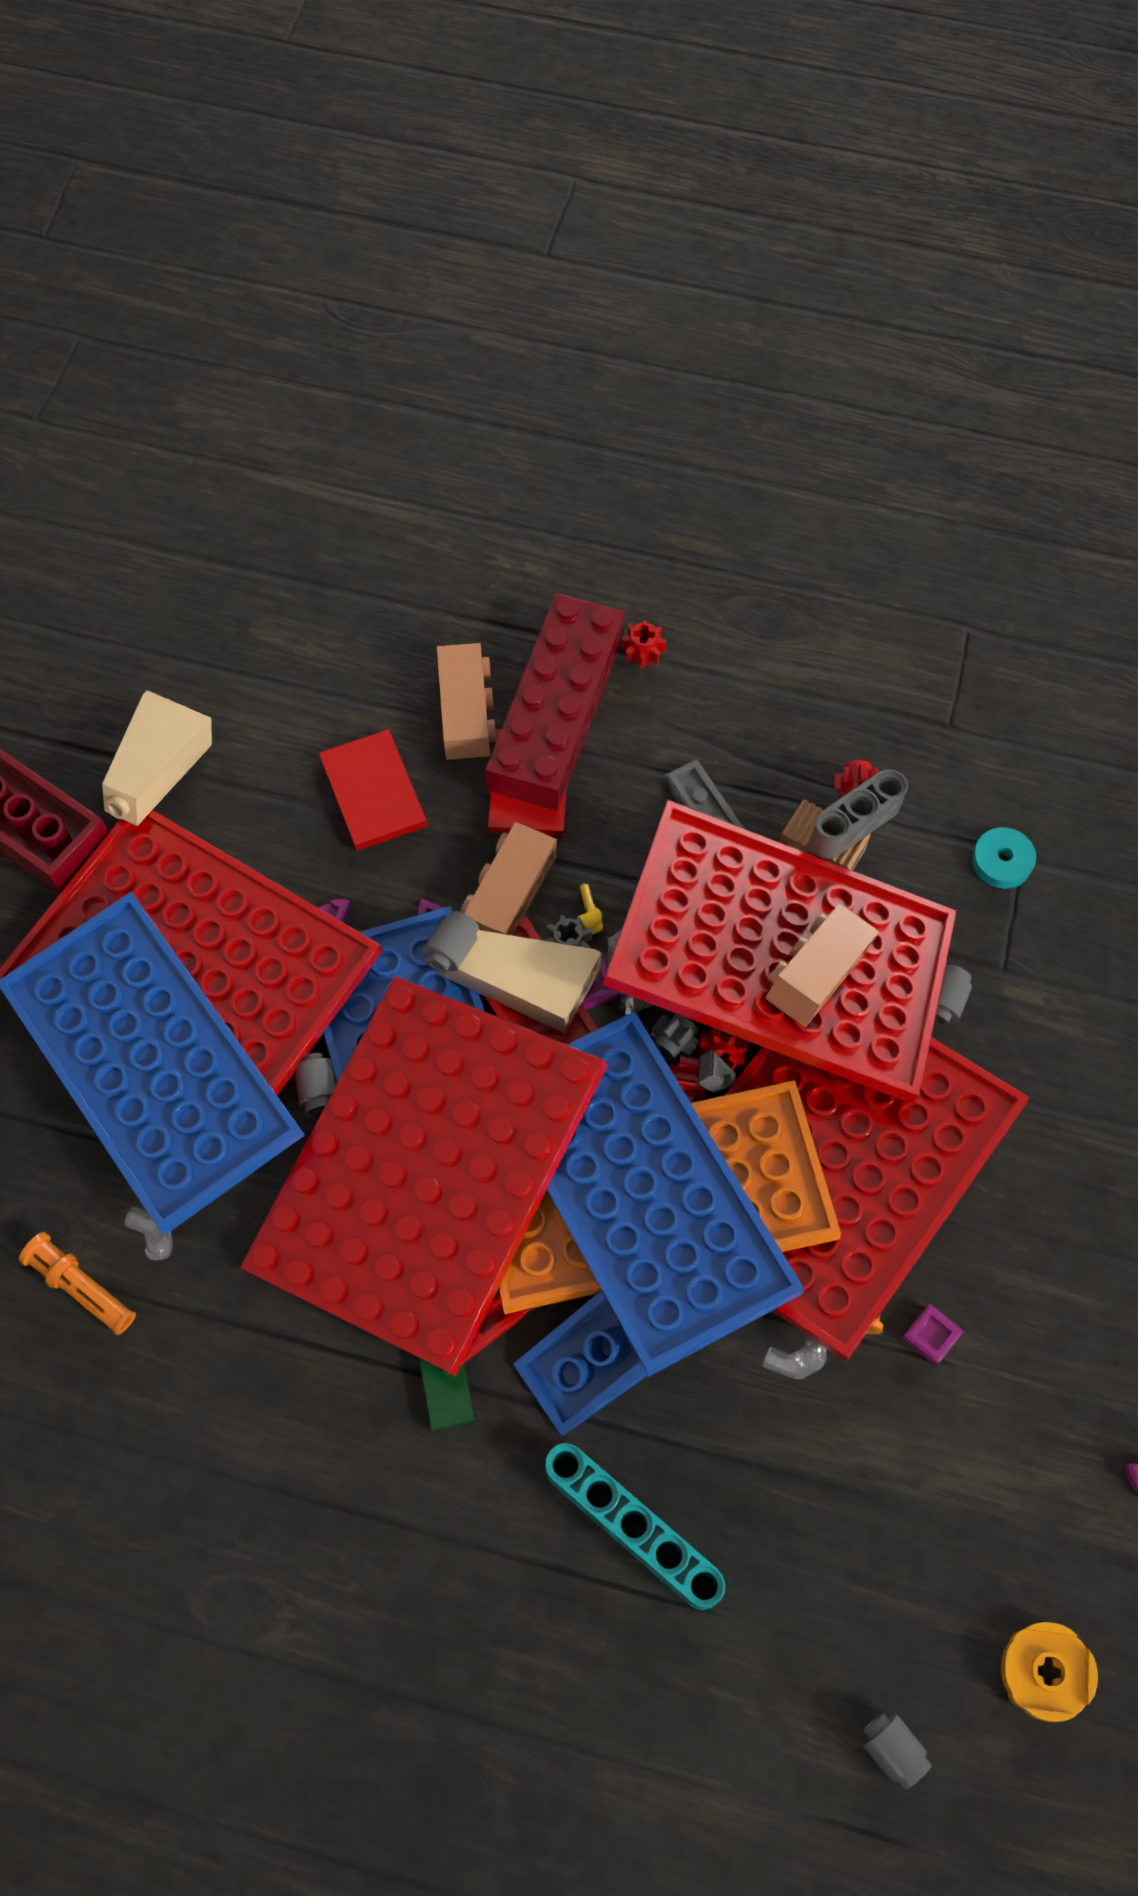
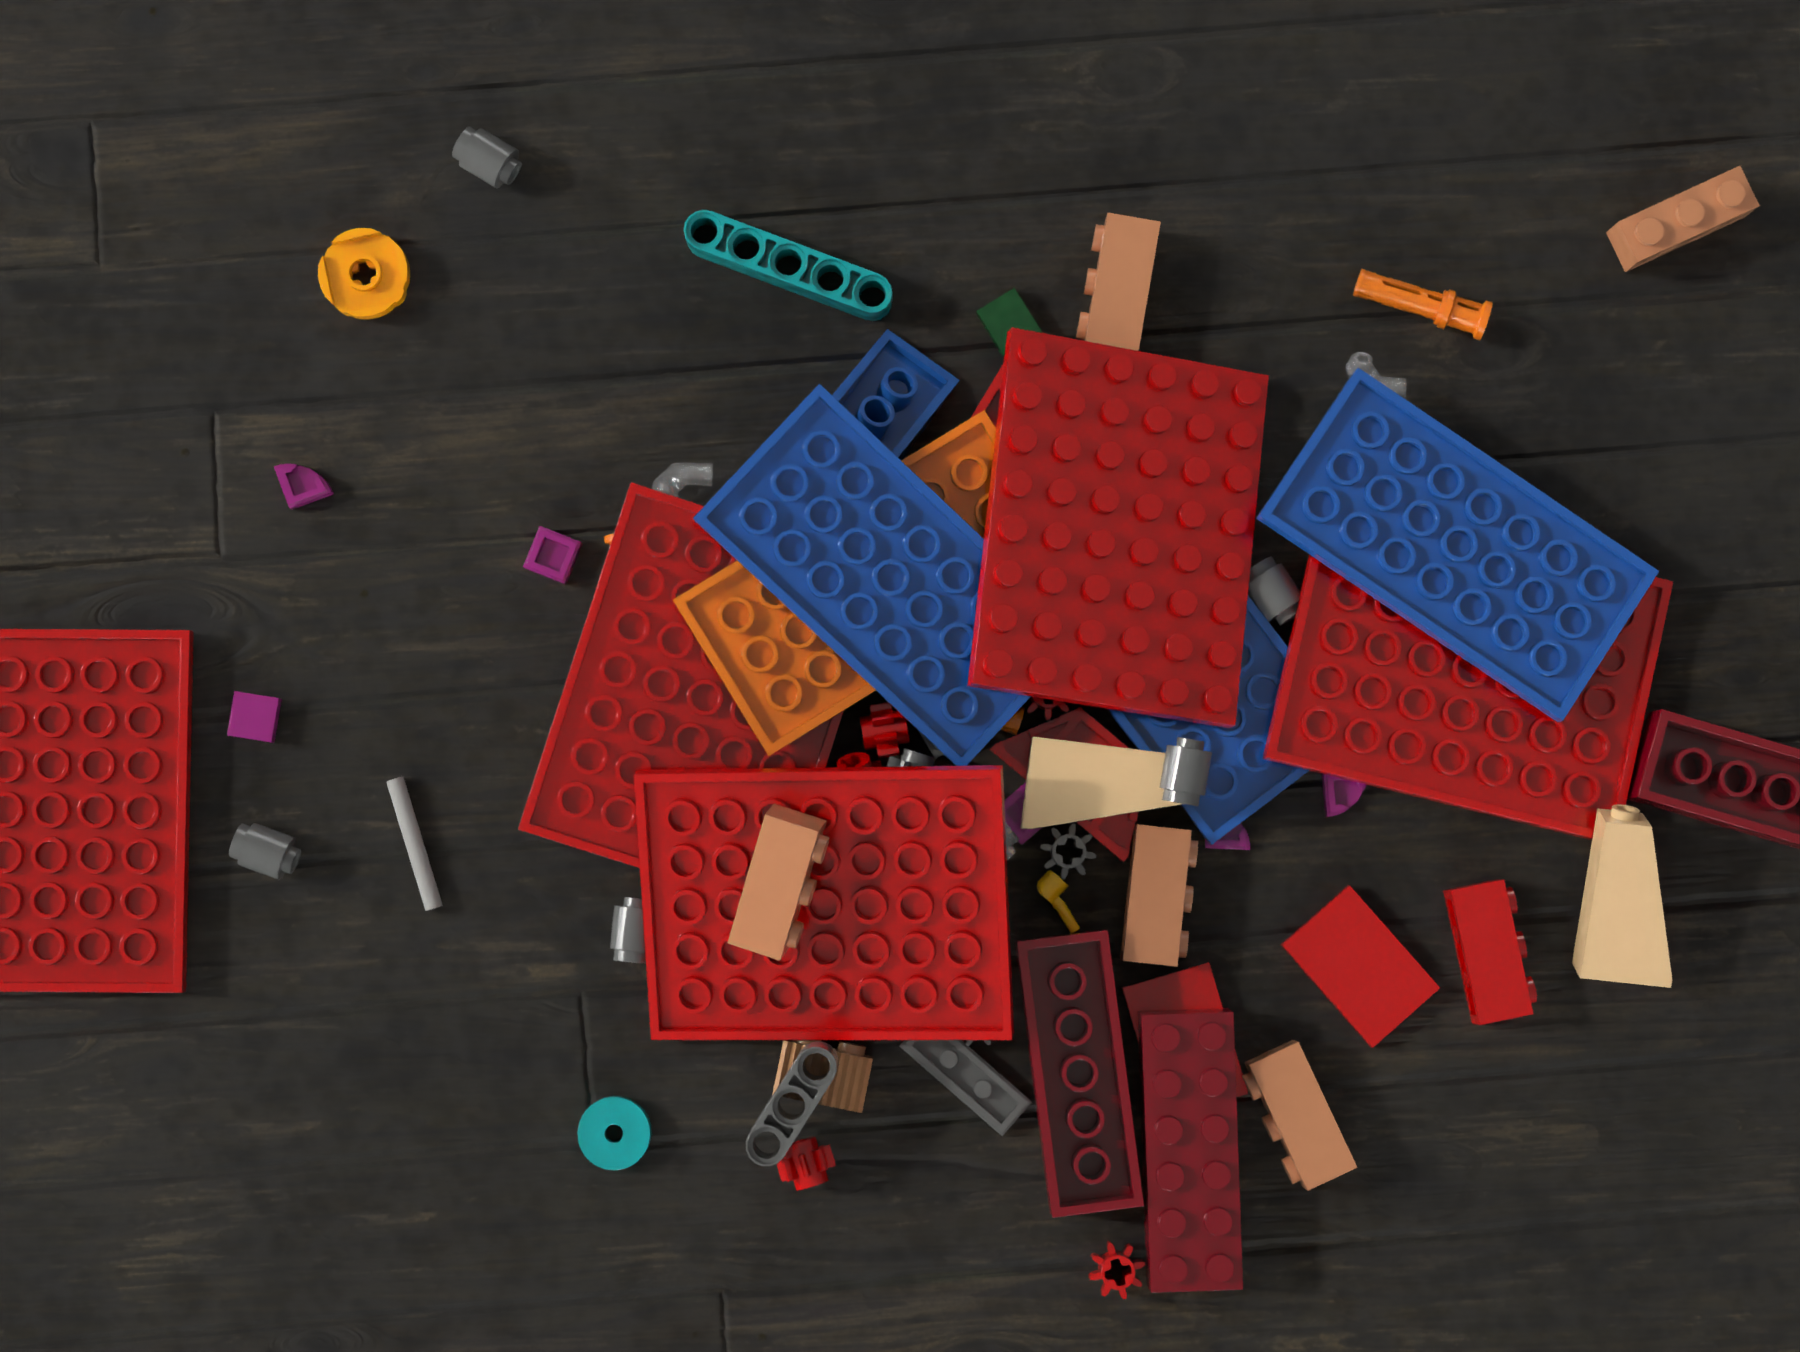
camera: 160 degrees right, 20 degrees up
(269, 764) = (1490, 951): none -> red brick
(336, 1394) = (1120, 281): none -> nougat brick
(620, 778) = (1079, 1073): none -> dark red brick
(715, 1073) = (856, 742): dark grey tile -> none
(1118, 1130) = (414, 843): none -> light grey bar

